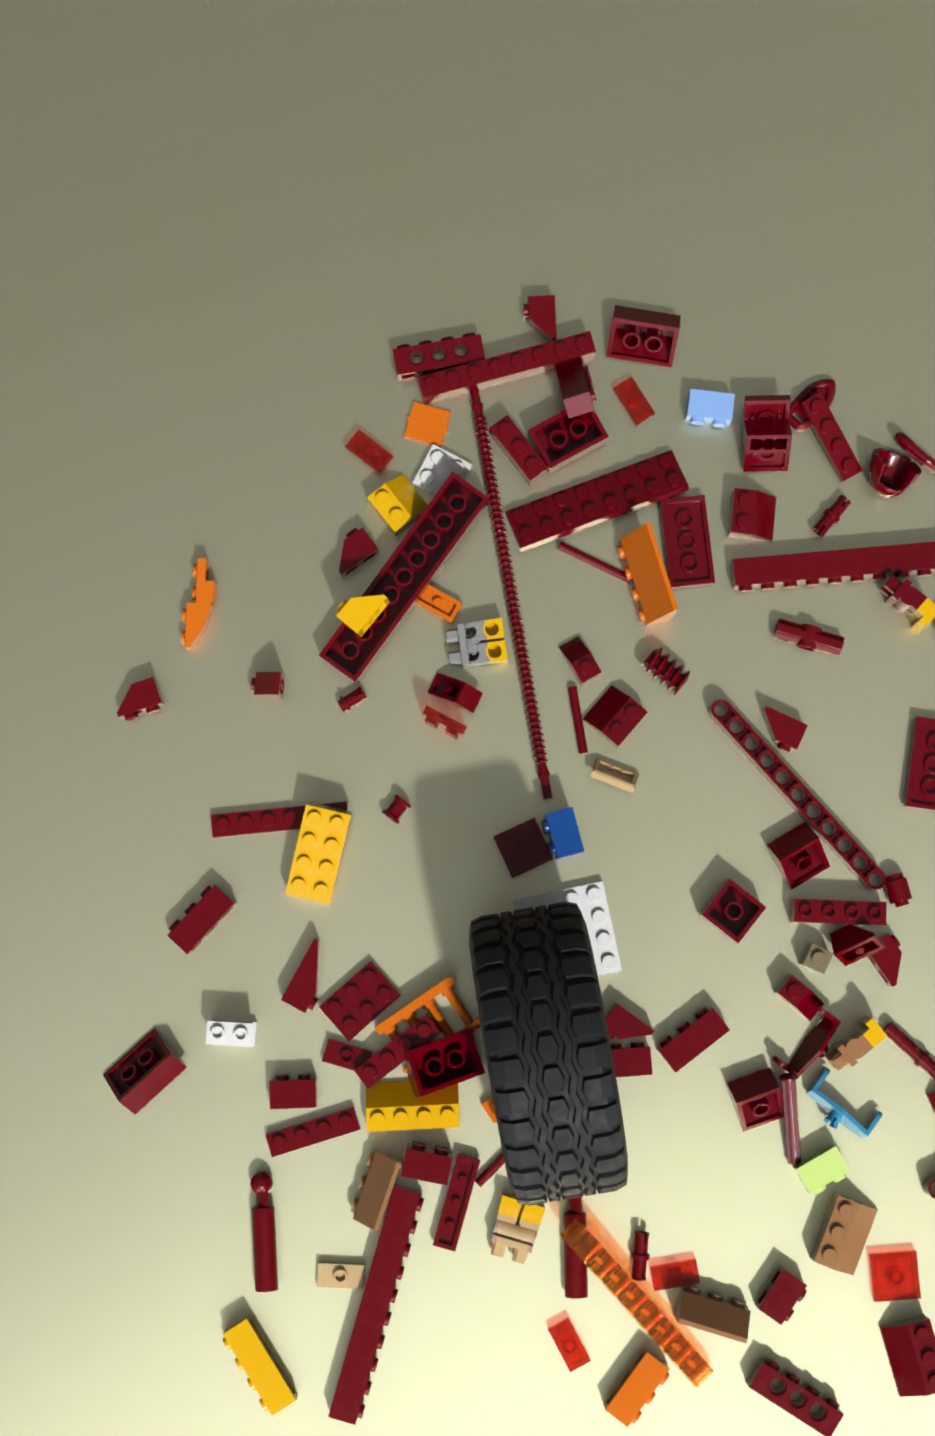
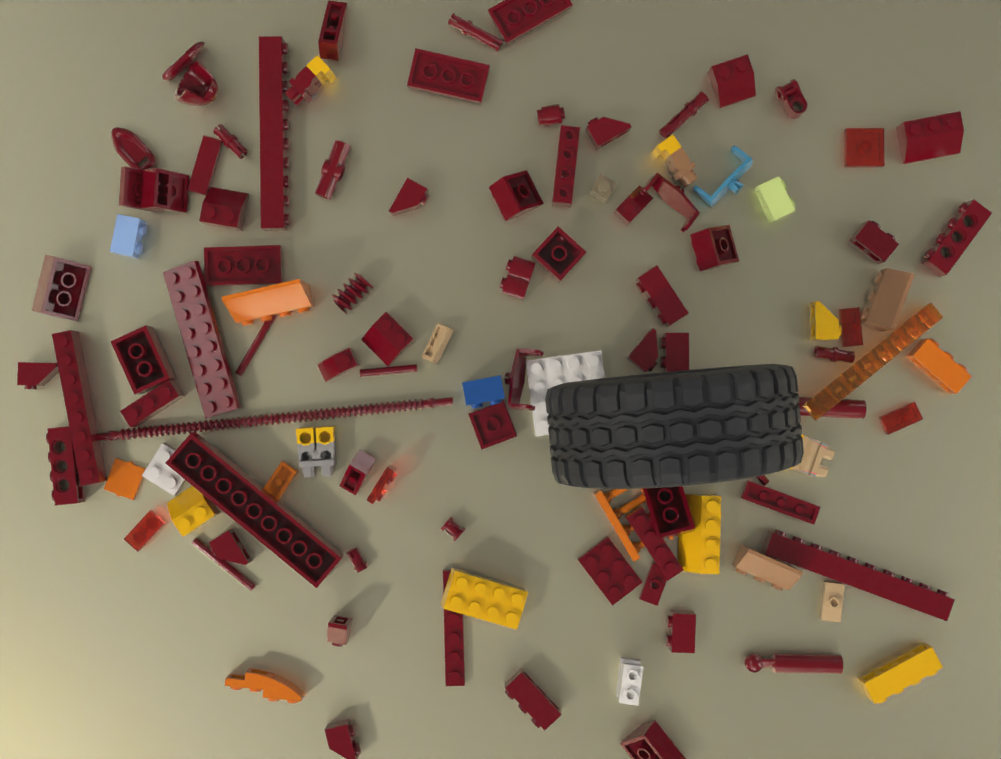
camera: 85 degrees left, 5 degrees up
(304, 983) = (593, 616): dark red slope -> none
(313, 1131) = (714, 616): dark red plate -> none
(338, 542) = (223, 564): none -> dark red bar
(361, 612) = (281, 550): yellow slope -> none
(427, 1163) = (748, 525): dark red brick -> none
(576, 387) = (100, 350): dark red brick -> none
(580, 873) = (517, 378): none -> dark red piece
(633, 401) = (118, 301): clear red plate -> none
(676, 1240) = (823, 323): none -> yellow slope
(699, 864) = (518, 277): none -> dark red brick
(791, 1117) = (731, 220): dark red axle -> none
(800, 488) = (205, 165): none -> dark red tile
(807, 799) = (470, 184): dark red beam -> none
(830, 436) = (161, 135): dark red plate -> none
(843, 1234) = (828, 187): medium nougat slope -> none
(854, 943) = (593, 155): dark red slope -> none

